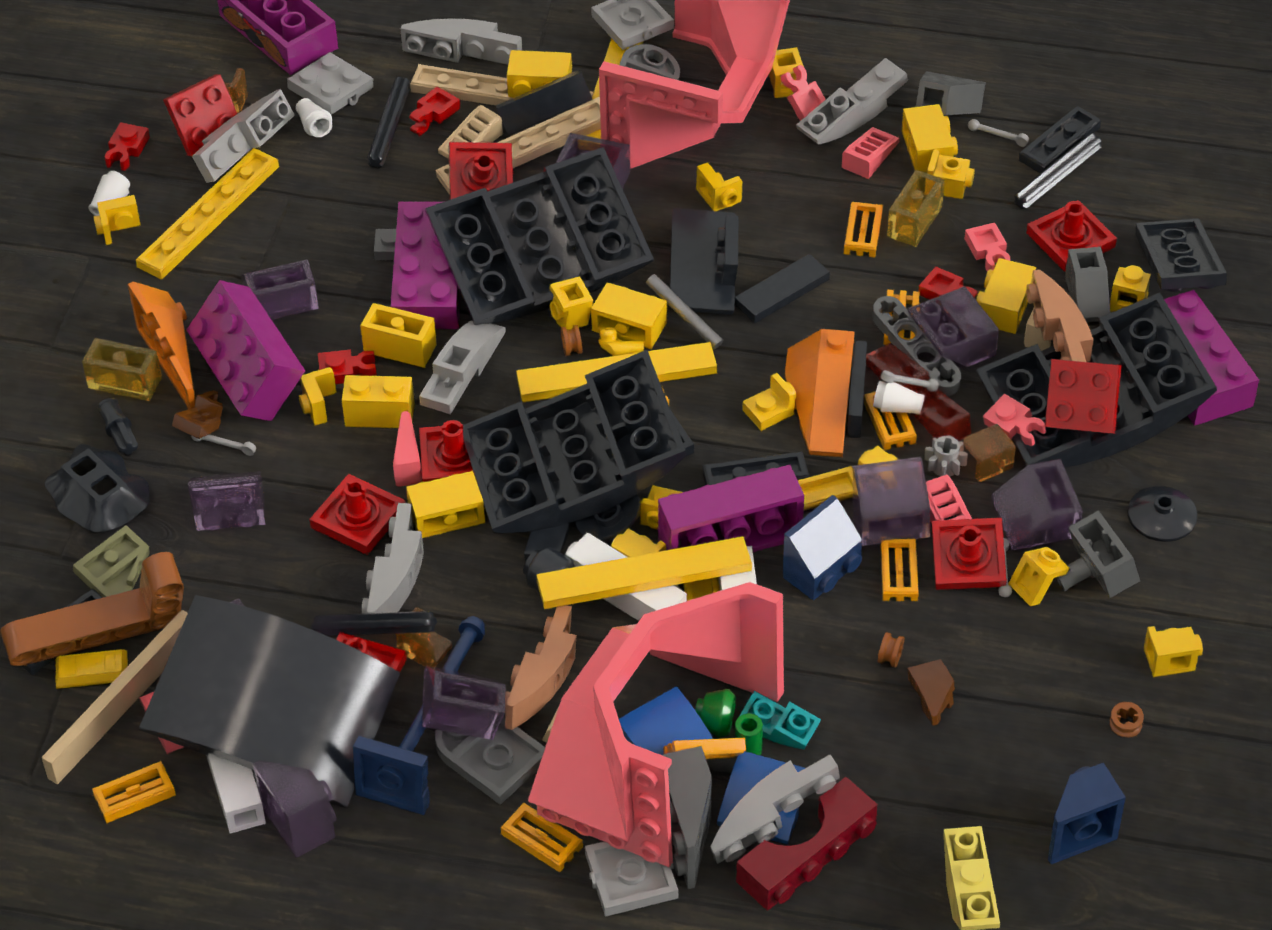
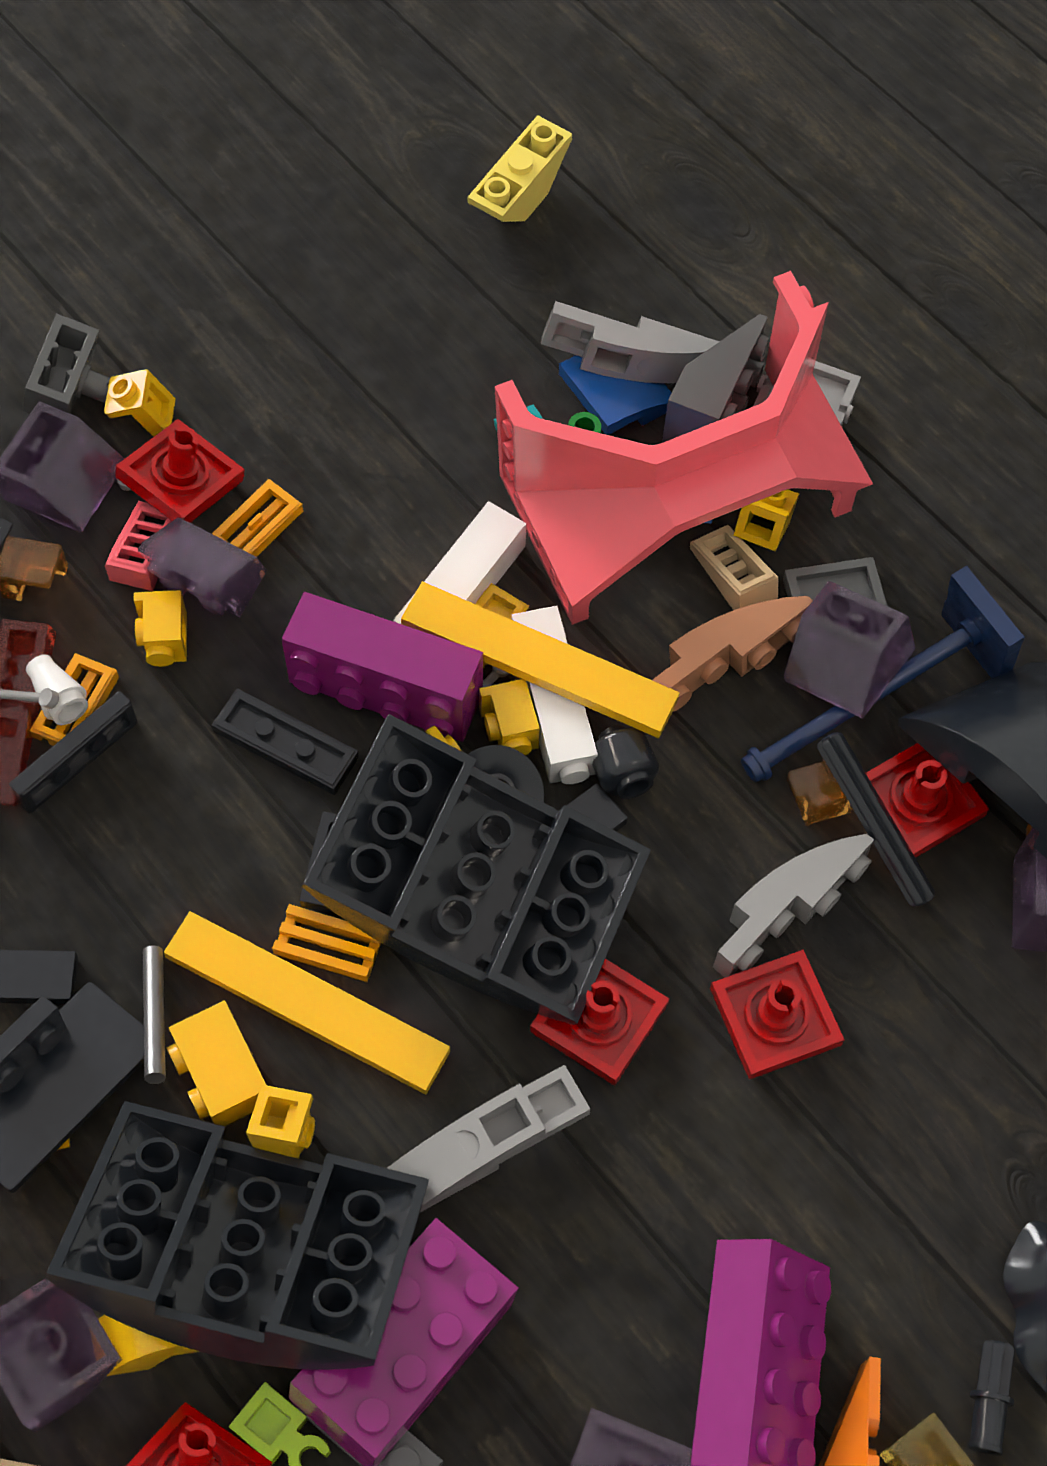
camera: 145 degrees left, 15 degrees up
(202, 418) = (873, 1324): reddish brown slope -> none
(227, 500) = (930, 1139): clear purple slope -> none
(247, 448) = (888, 1308): light grey hinge -> none
(314, 388) = (693, 1261): yellow bracket -> none
(345, 364) = (634, 1282): red plate -> none
(376, 400) = (636, 1161): yellow brick -> none
(398, 335) = (535, 1247): yellow brick -> none
(406, 456) = (663, 1047): coral slope -> none
(446, 504) = (666, 945): yellow brick -> none
(540, 850) = (867, 529): light orange tile -> none
(571, 340) = (322, 1082): dark orange bush -> none
(615, 346) = (272, 1037): yellow arm -> none
(711, 747) = (645, 433): light orange tile -> none
(772, 404) = (181, 814): yellow bracket -> none
(775, 871) = (674, 302): dark red arch -> none
(821, 378) = (101, 793): orange wedge -> none
(821, 549) = (327, 569): slope -> none
(822, 486) = (232, 664): yellow tile -> none
(891, 649) = (358, 437): dark orange bush -> none
(934, 687) = (356, 377): reddish brown slope -> none
(946, 456) = (77, 599): light grey gear -> none
(1087, 813) = (367, 156): dark blue slope -> none
(1125, 710) = (220, 248): dark orange bush -> none
(1172, 650) = (108, 254): yellow brick -> none

